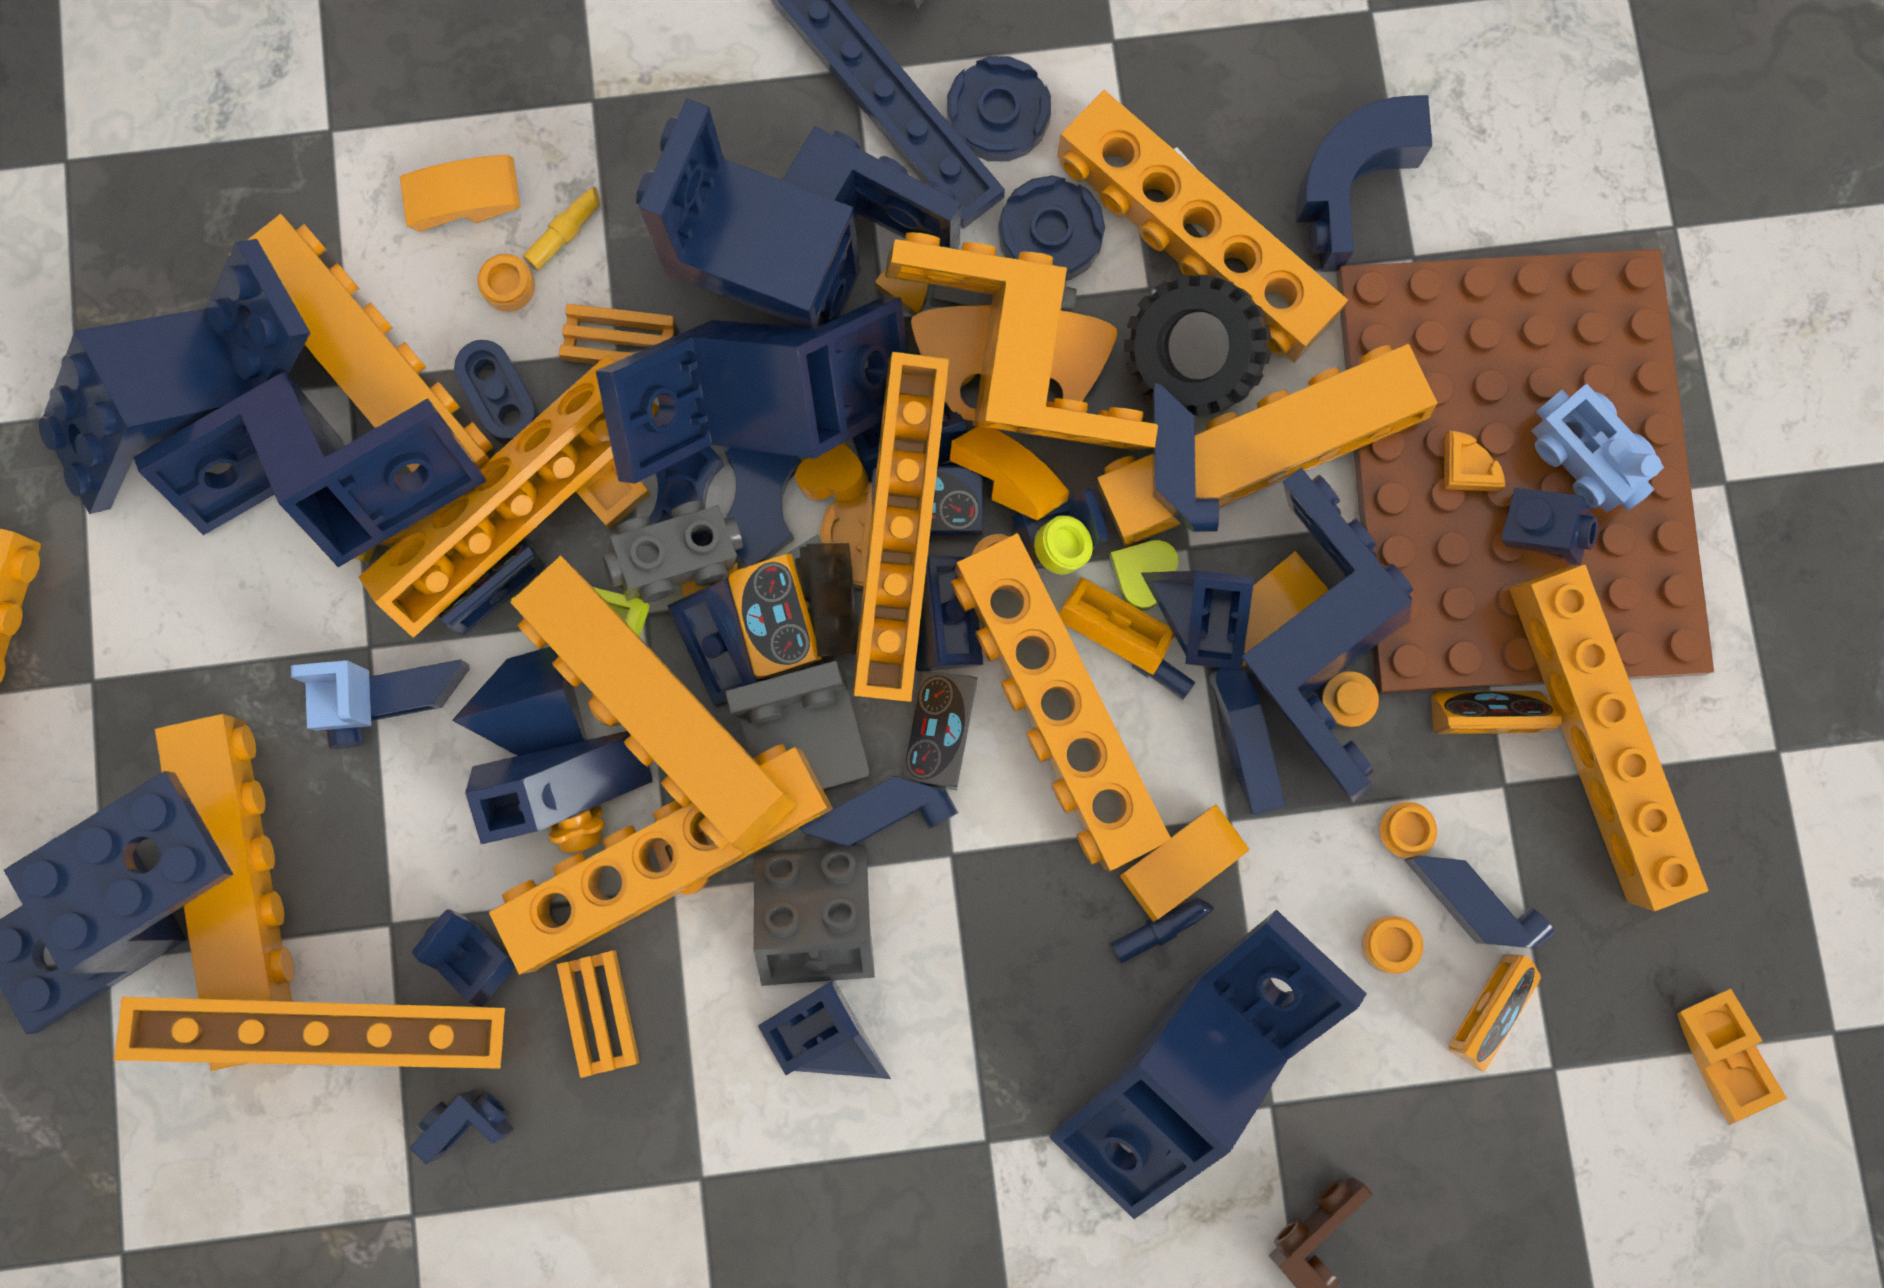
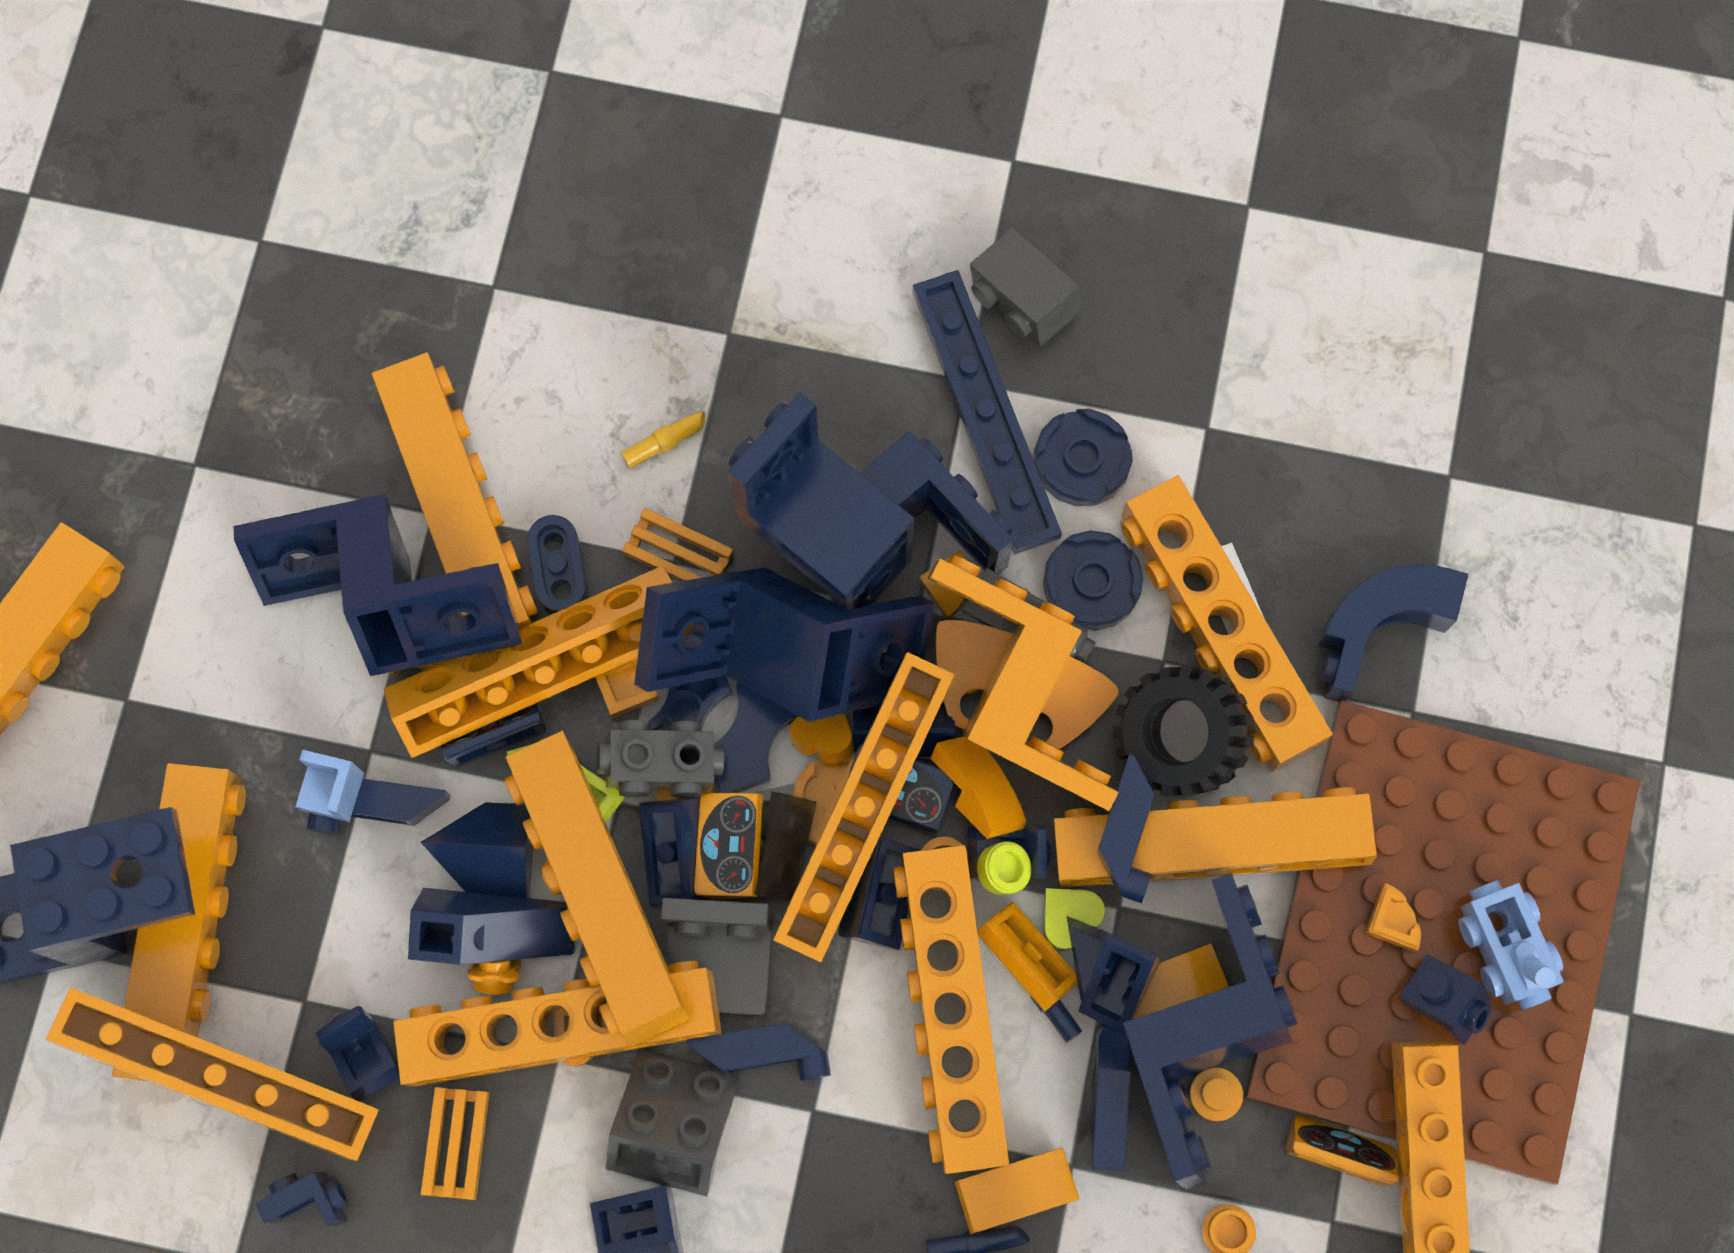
camera: 20 degrees right, 5 degrees down
(156, 375) = (285, 463): dark blue bracket -> none
(459, 189) = (586, 377): light orange slope -> none
(506, 282) = (598, 470): light orange tile -> none
(940, 729) = (840, 995): slope -> none

